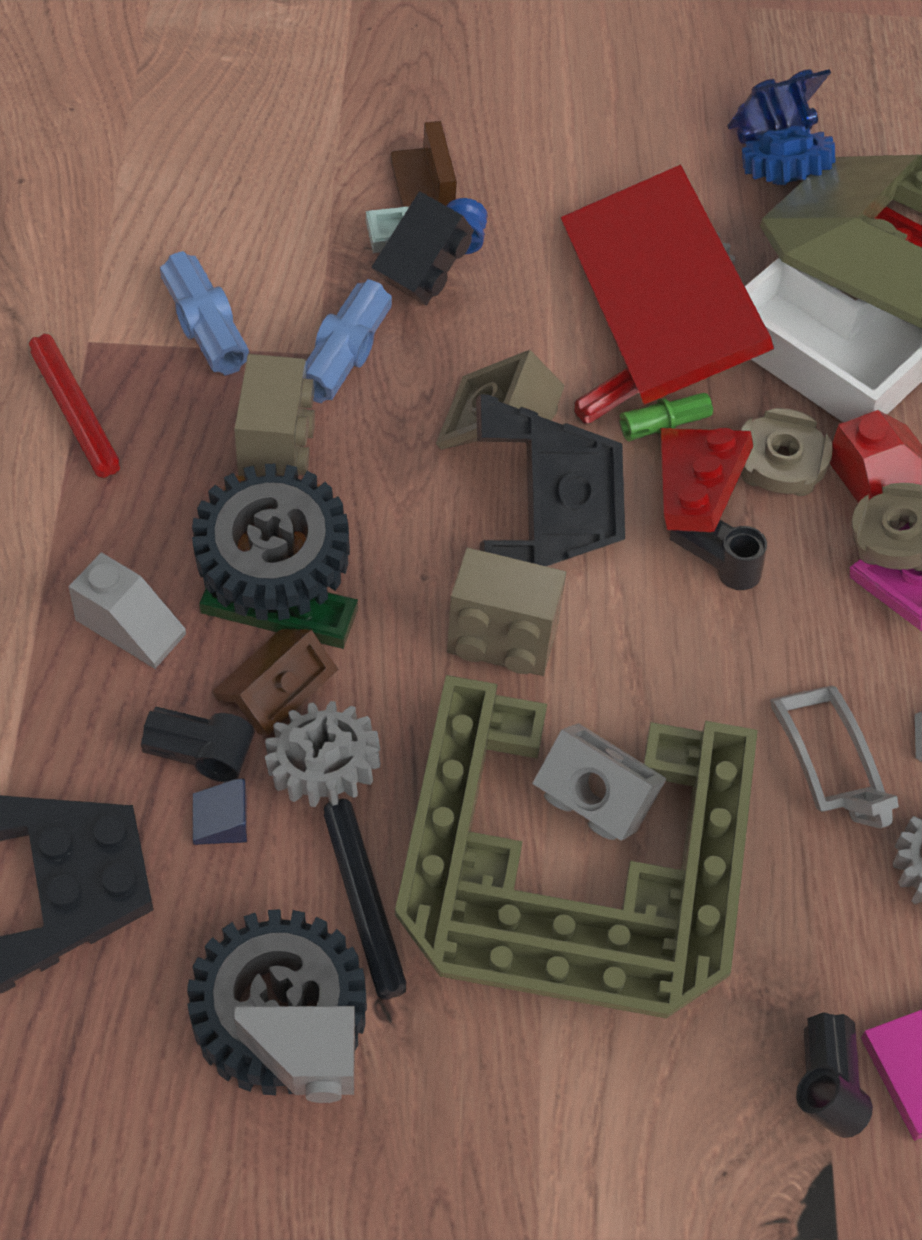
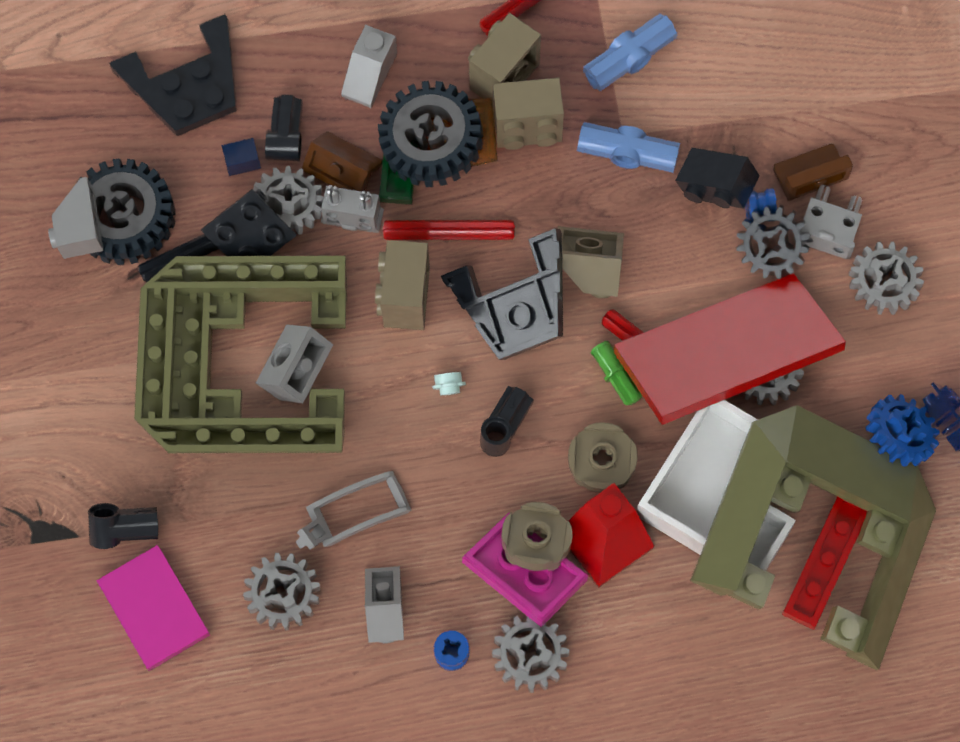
camera: 85 degrees right, 15 degrees up
(182, 434) = (505, 57): none -> dark tan brick
(360, 665) = (351, 209): none -> light grey piece
(370, 802) = (249, 228): none -> black hinge
(382, 224) = (757, 154): light aqua tile -> none
(413, 567) = (448, 229): none -> red axle
(505, 172) = (831, 226): none -> light grey piece
(521, 217) = (786, 250): none -> gear
(587, 134) = (895, 286): none -> light grey gear
(651, 602) = (448, 383): none -> light aqua plate
(700, 474) = (552, 395): red wing -> none

